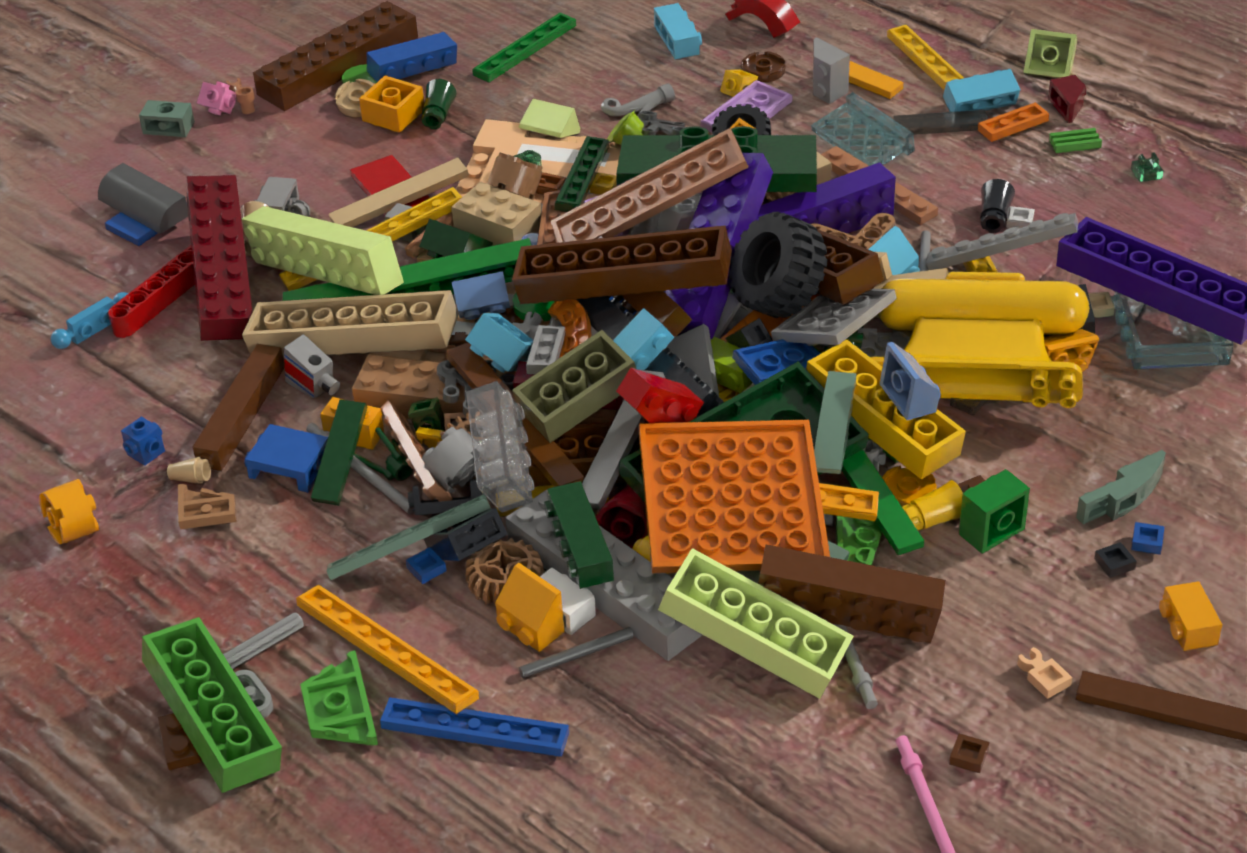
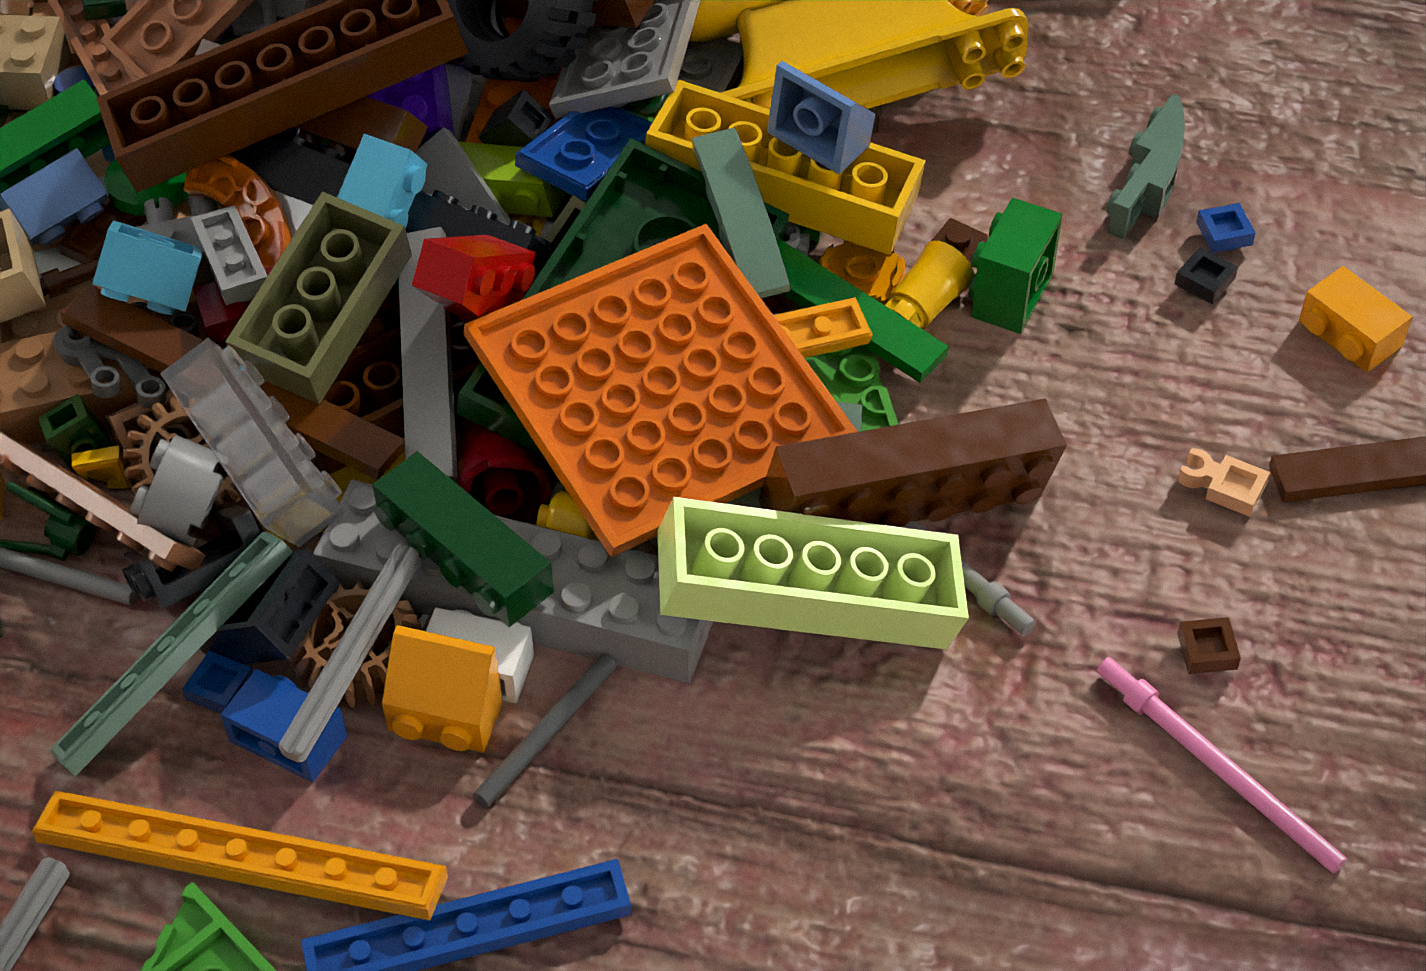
camera: 30 degrees left, 10 degrees up
(445, 596) = (262, 715): none -> blue brick
(492, 569) = (349, 654): none -> light grey axle

